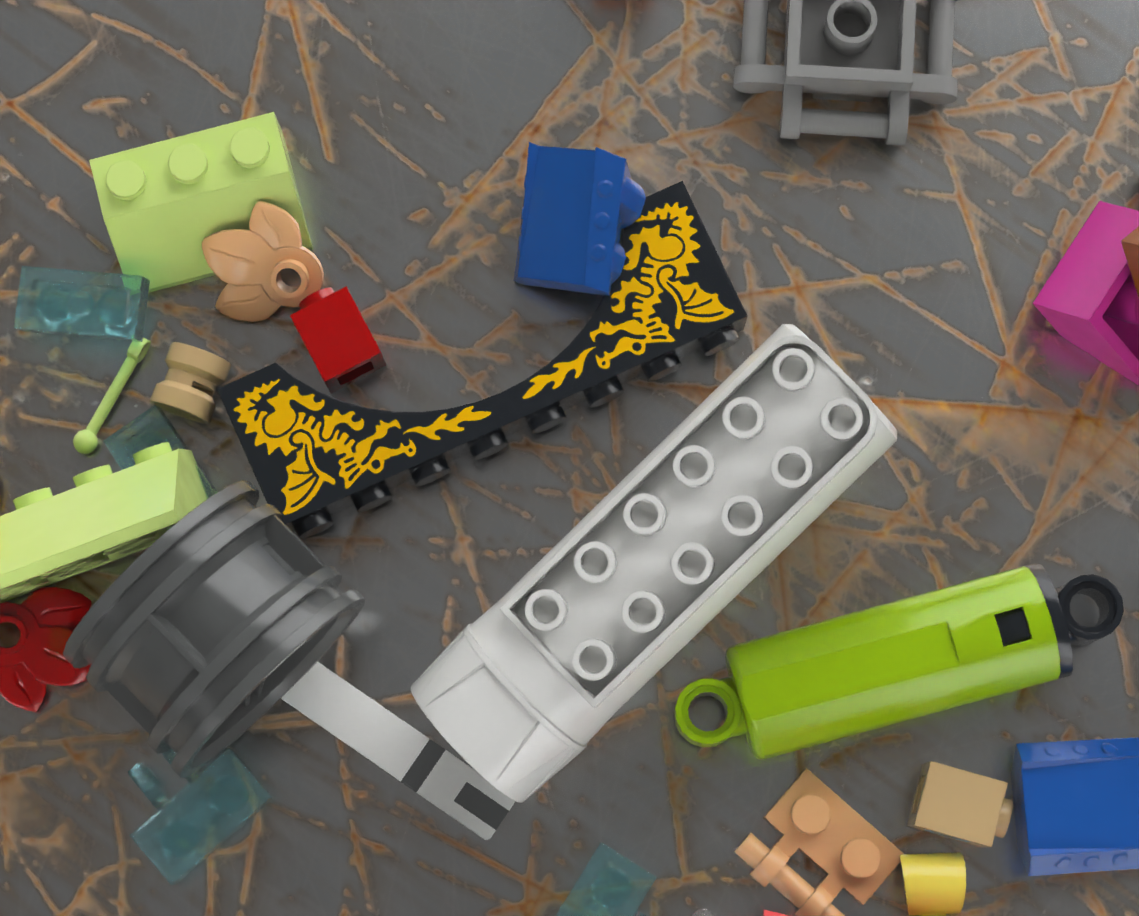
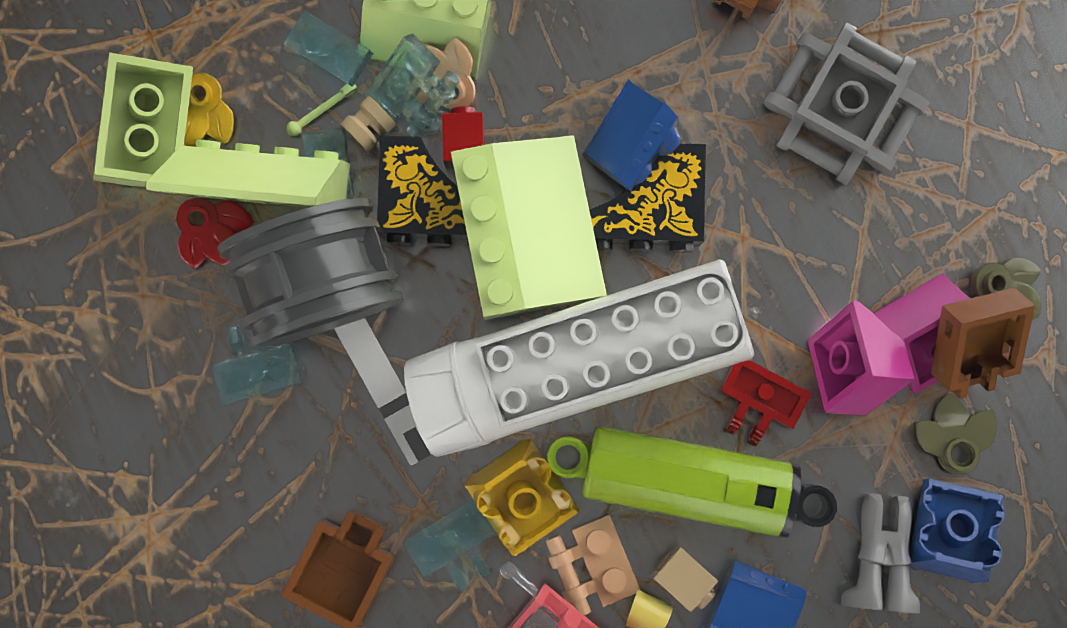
camera: 25 degrees right, 5 degrees up
(210, 294) = (404, 76): none -> clear light blue plate
(489, 412) = (528, 225): none -> yellowish green slope
(668, 805) = (521, 496): none -> yellow slope
(938, 488) = (765, 393): none -> red hinge
(1046, 378) = (858, 362): none -> dark pink slope

